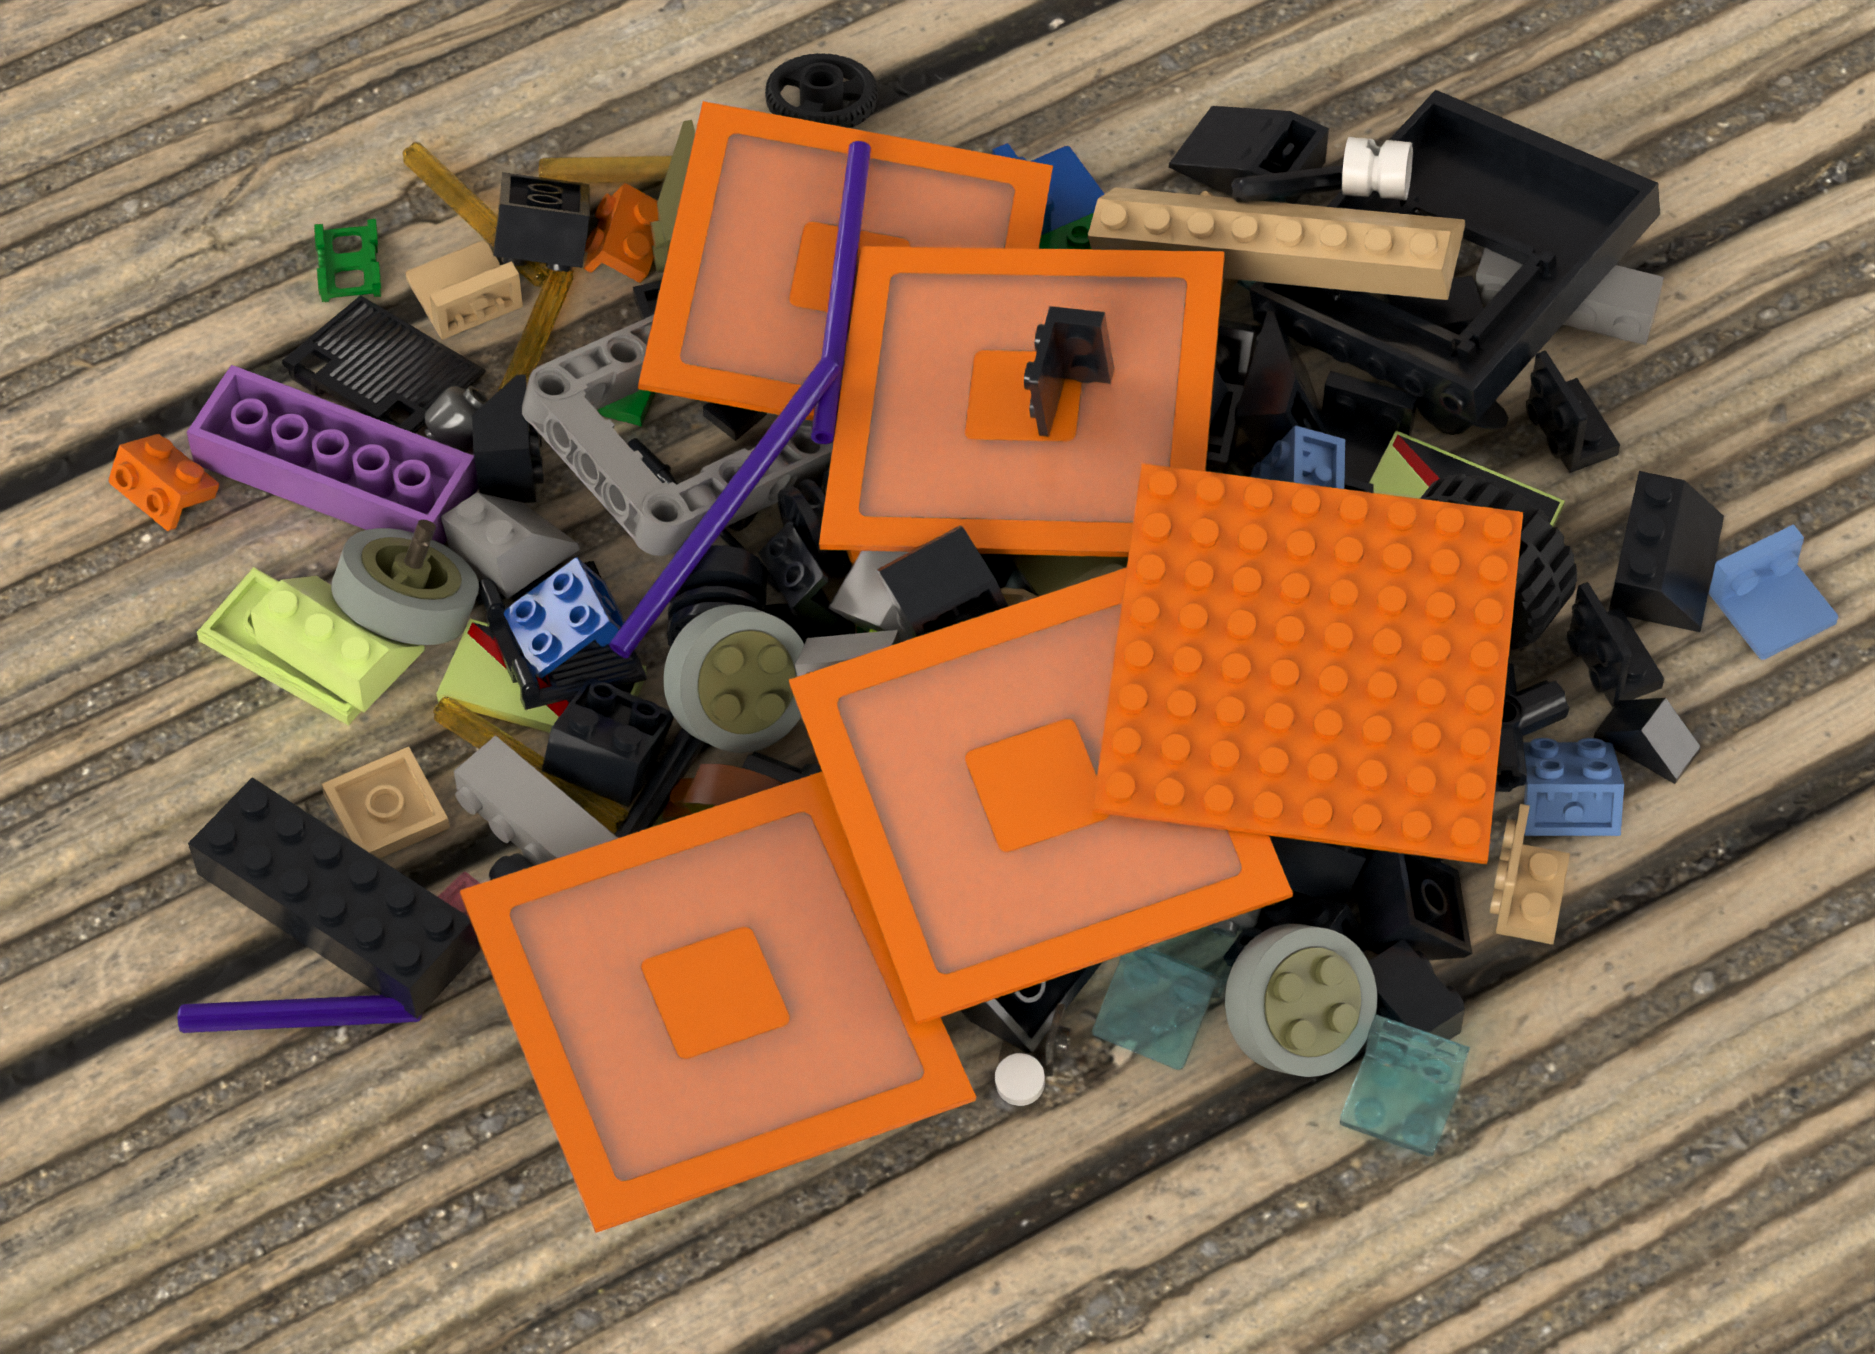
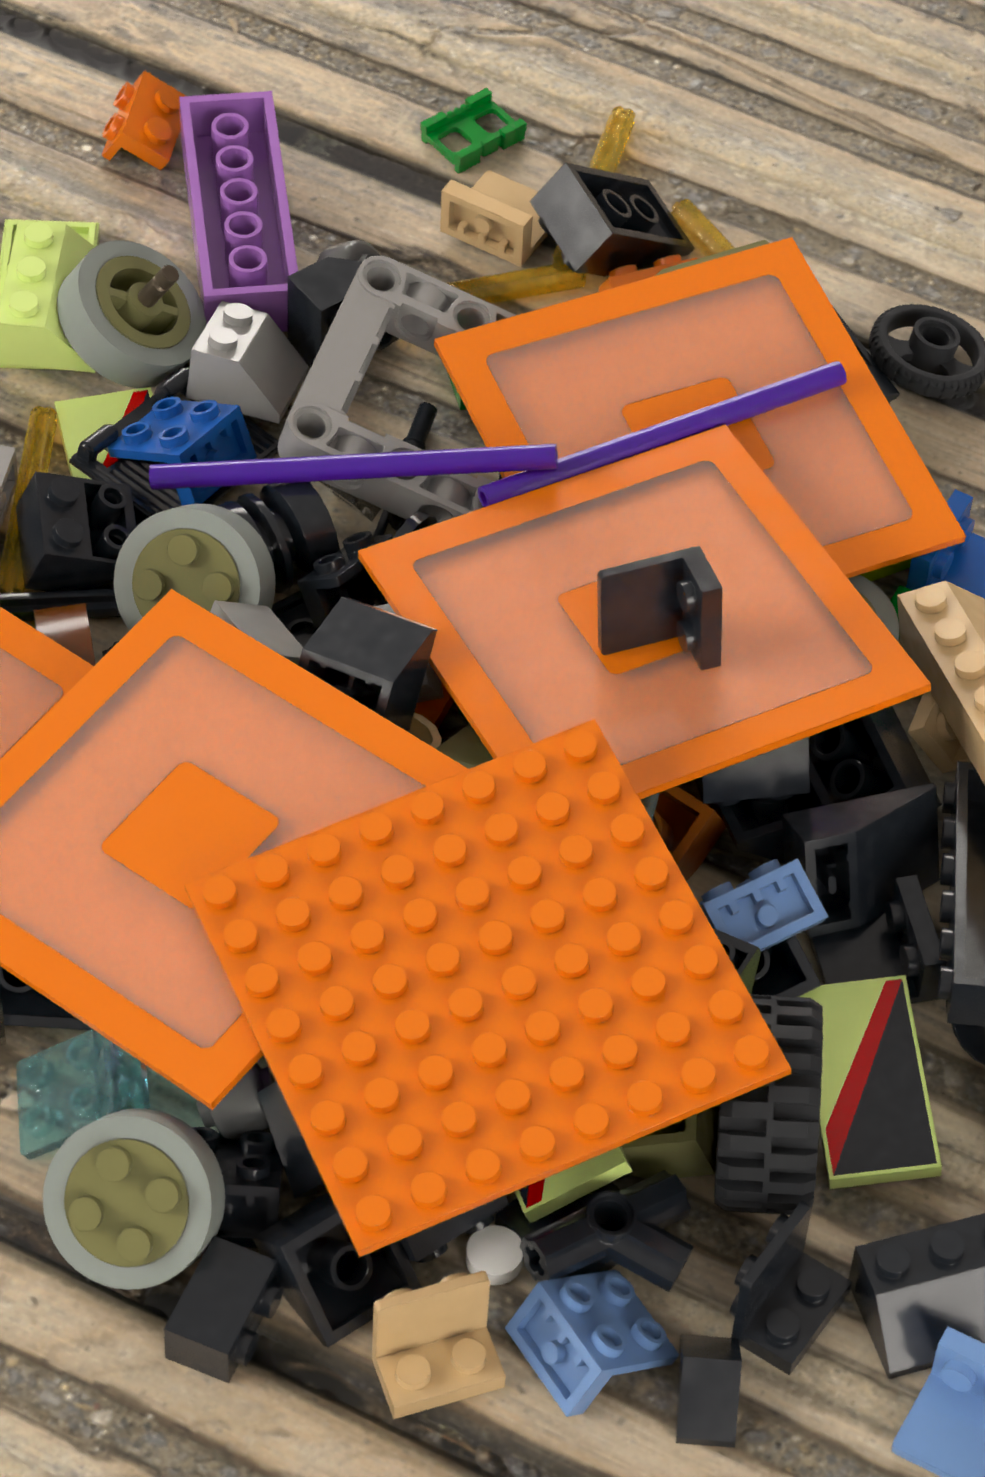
camera: 55 degrees right, 5 degrees down
(380, 364) = (383, 199): black window -> none
(1405, 1086) = (109, 1356): clear light blue bracket -> none

